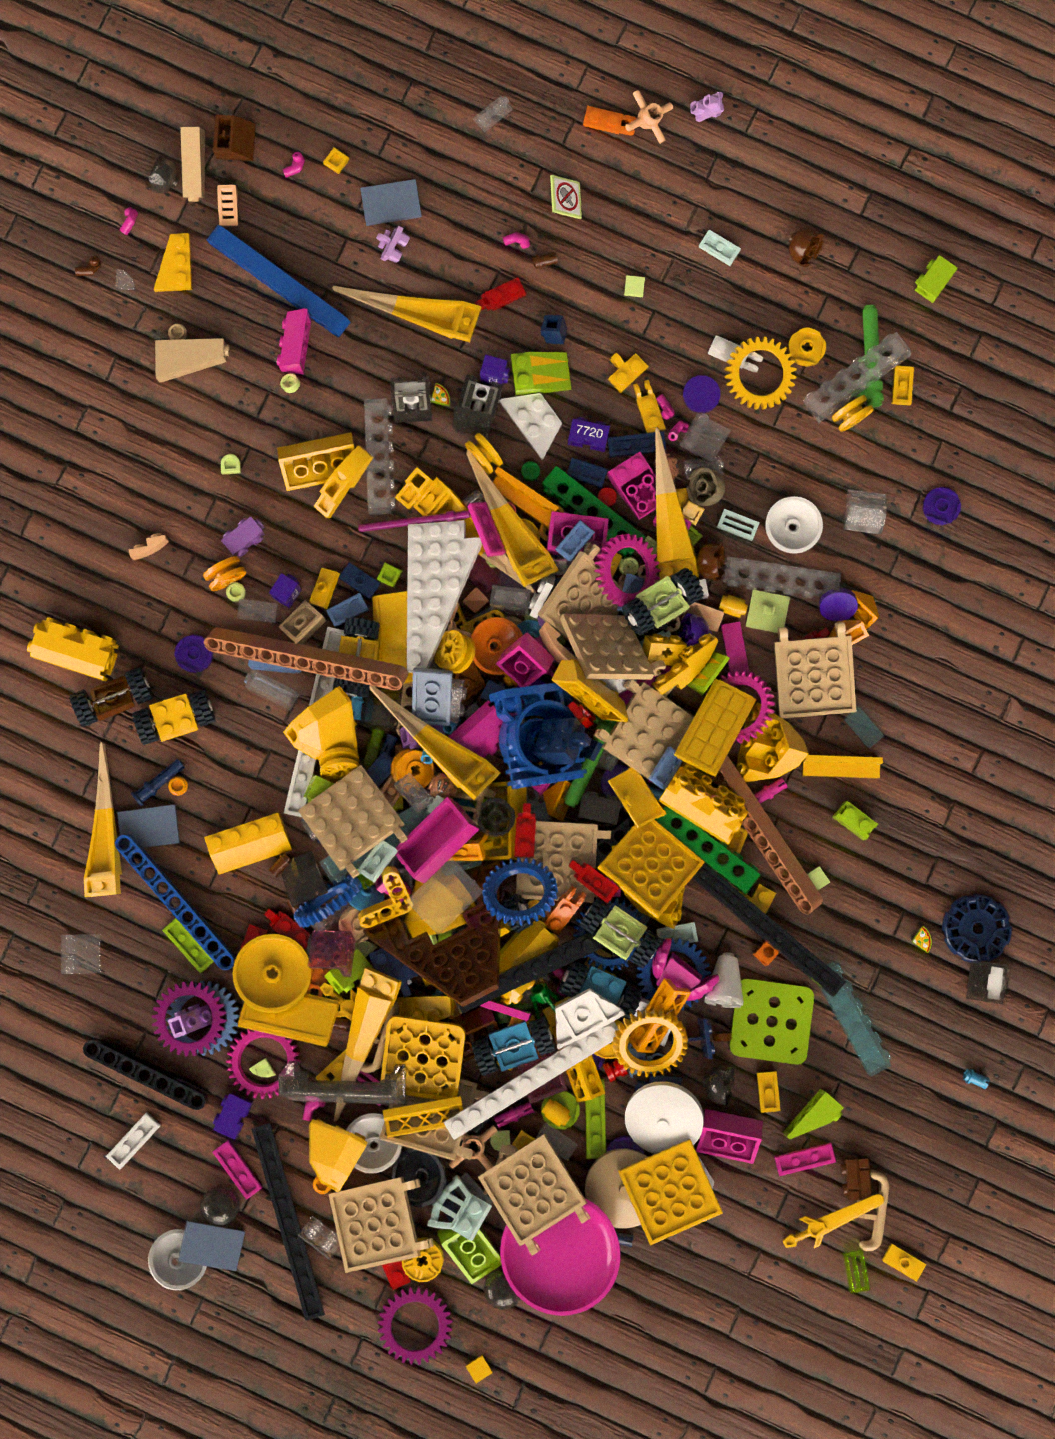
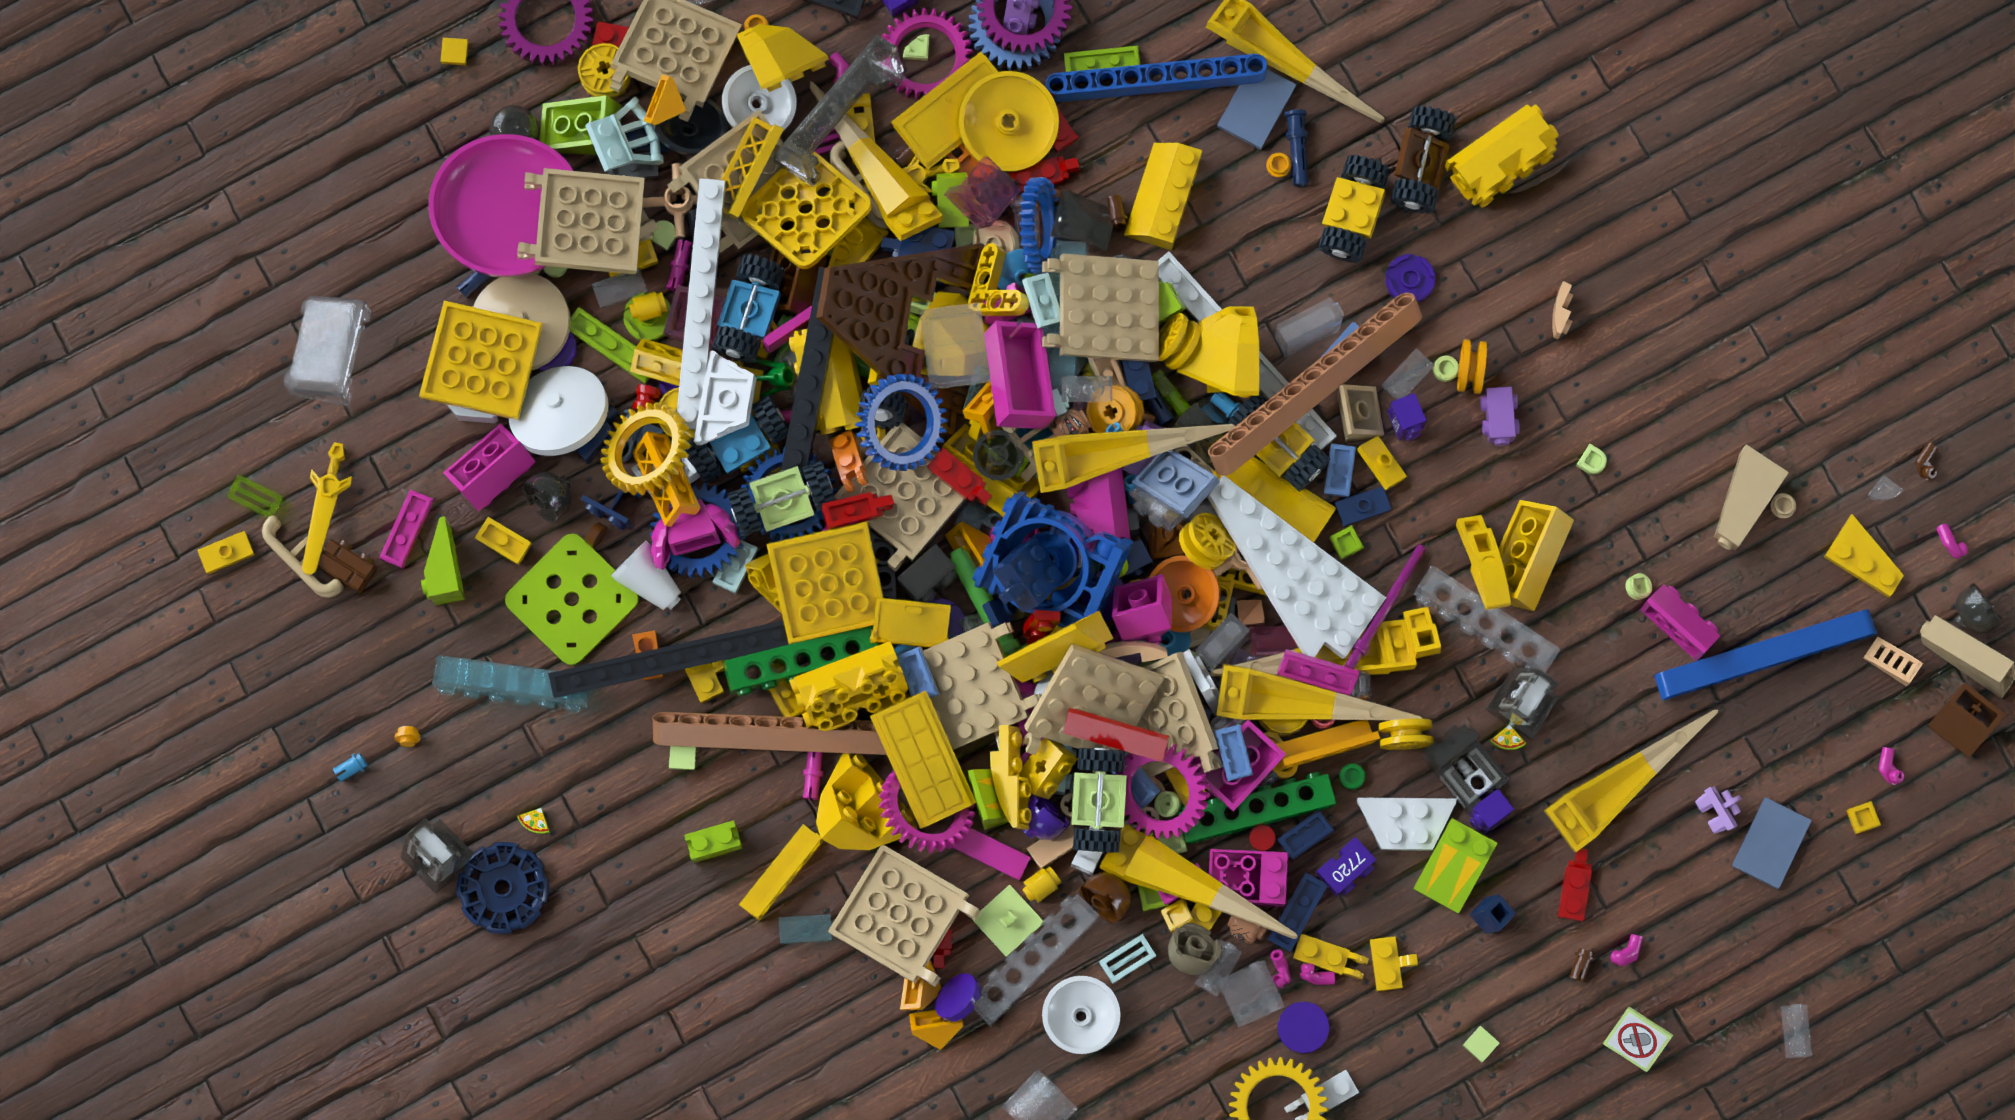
camera: 130 degrees right, 5 degrees down
(419, 1201) = (665, 102): none -> light orange slope
(618, 616) = (1116, 734): none -> tile
(731, 1299) = (327, 348): none -> clear windscreen
(931, 1057) = (407, 736): none -> light orange plate

